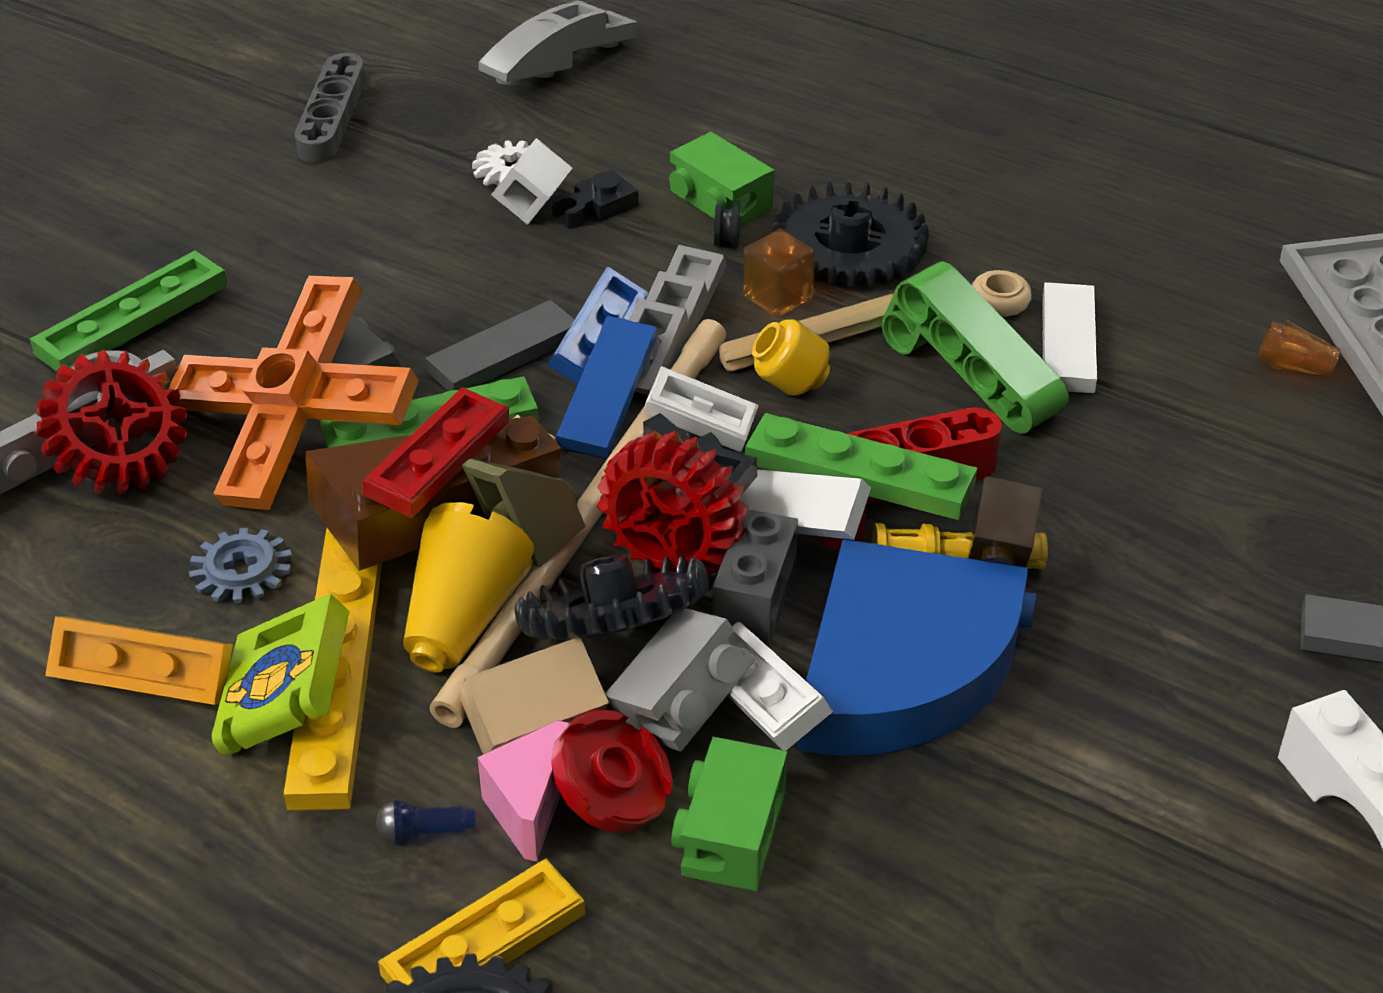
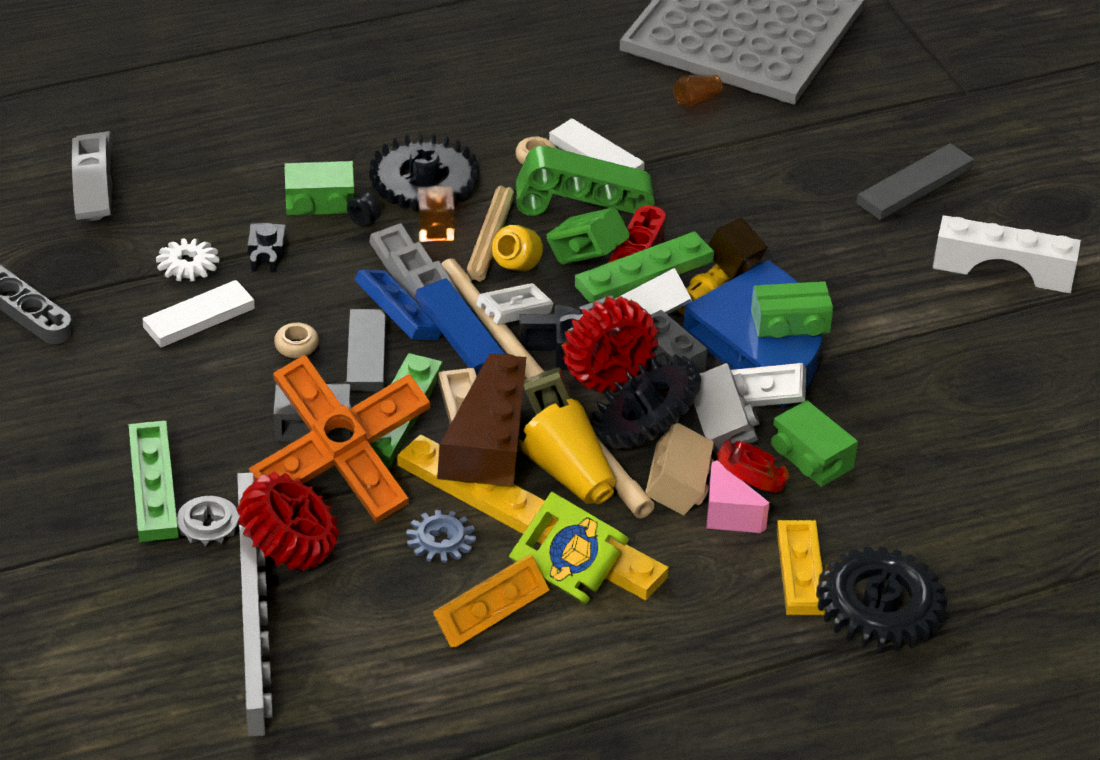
camera: 55 degrees left, 0 degrees up
(401, 822) = (703, 559): clear blue piece -> none
(435, 213) = (198, 313): none -> white tile
(435, 452) = (501, 394): red tile -> none
(463, 293) = (296, 349): none -> tan piece
(531, 181) = (234, 256): white brick -> none
(876, 394) = (588, 235): none -> bright green brick
(927, 633) = (791, 309): none -> bright green brick

